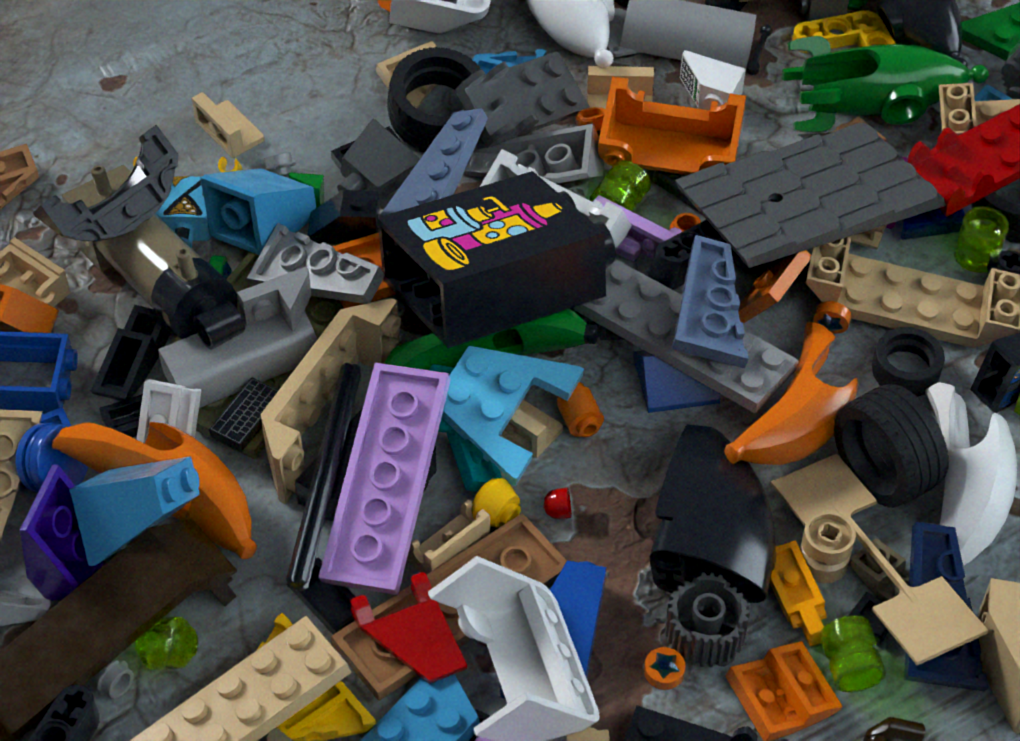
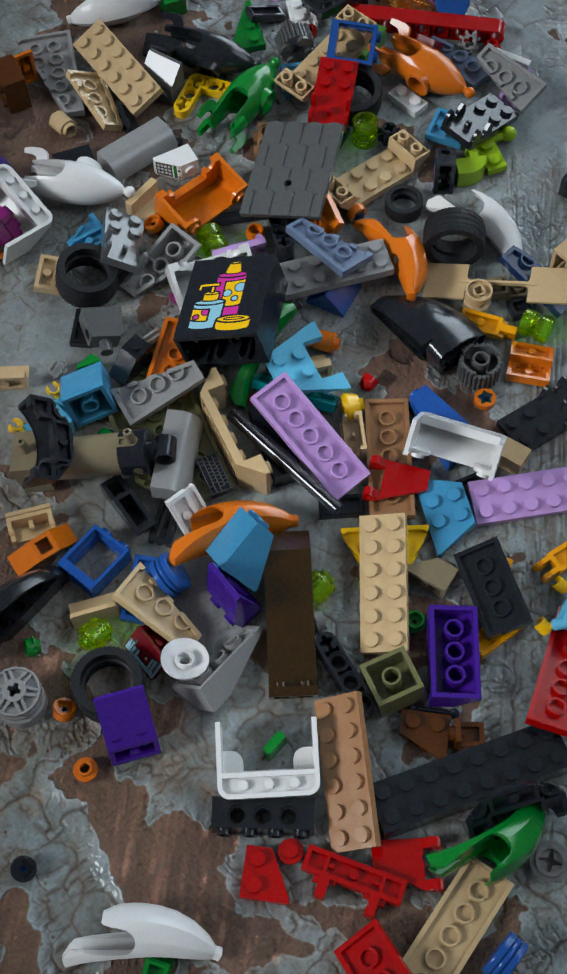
camera: 50 degrees left, 10 degrees up
(283, 295) = (173, 412): light grey slope -> none
(442, 163) = (143, 304): sand blue wing -> none

